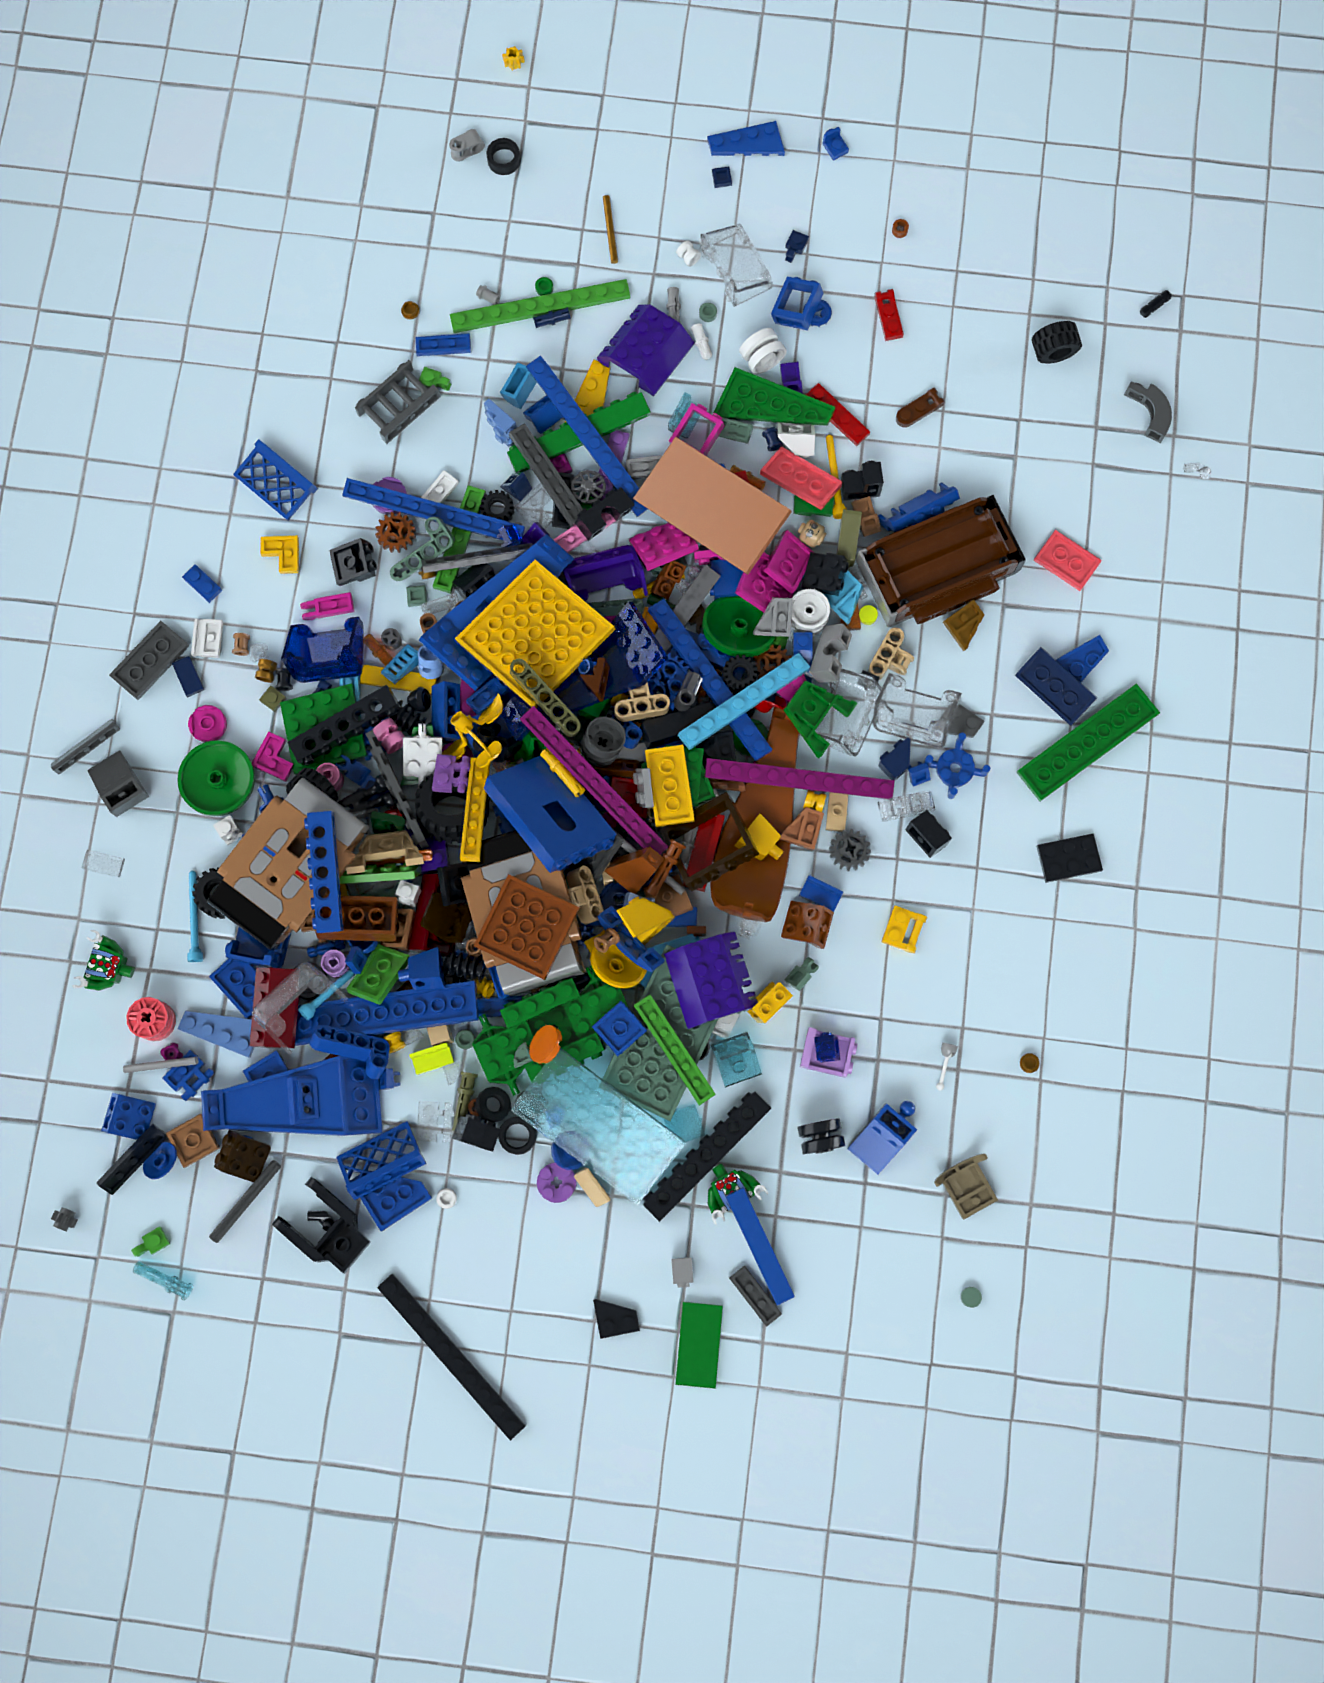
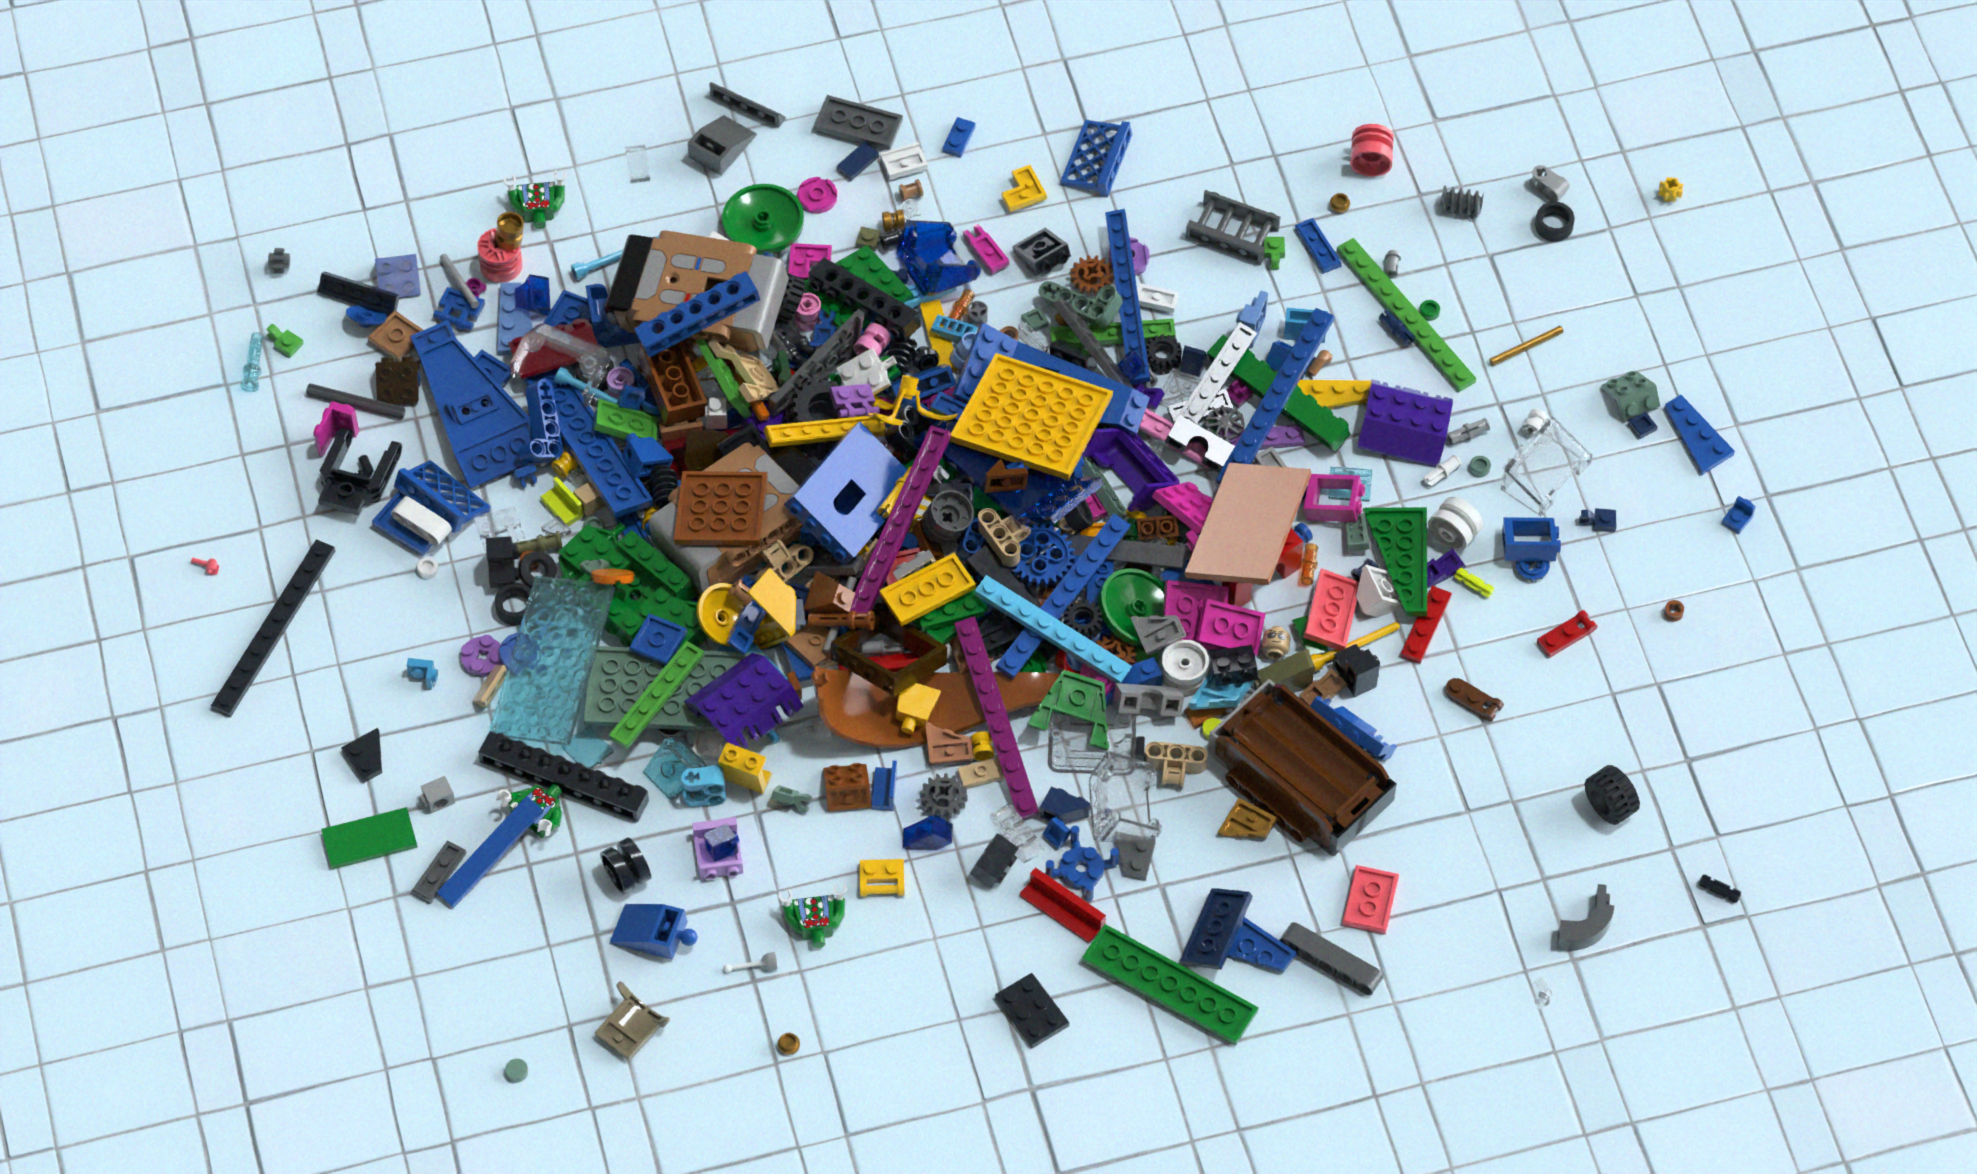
camera: 65 degrees right, 20 degrees down
(140, 998) = (509, 231): none -> pearl gold wheel
(206, 1004) = (534, 295): none -> clear blue slope
(261, 1226) = (334, 418): none -> dark pink bracket
(364, 1391) = (211, 565): none -> coral hand
(375, 261) = (1372, 150): none -> coral wheel
(403, 1188) = (421, 520): none -> white beam
(452, 215) = (1462, 201): none -> dark grey piece
(541, 688) = (965, 428): olive beam -> none
(550, 1242) = (422, 668): none -> dark azure bracket
(688, 691) = (1039, 574): flat silver piece -> none
(691, 169) = (1633, 394): none -> sand green bracket
(769, 1038) = (710, 786): none -> medium azure piece
(815, 362) = (1474, 582): none -> neon yellow axle
(881, 877) = (928, 834): none -> clear blue slope
(923, 996) = (814, 916): none -> green torso
(986, 797) = (1063, 906): none -> red panel
(1111, 611) = (1332, 958): none -> dark grey beam

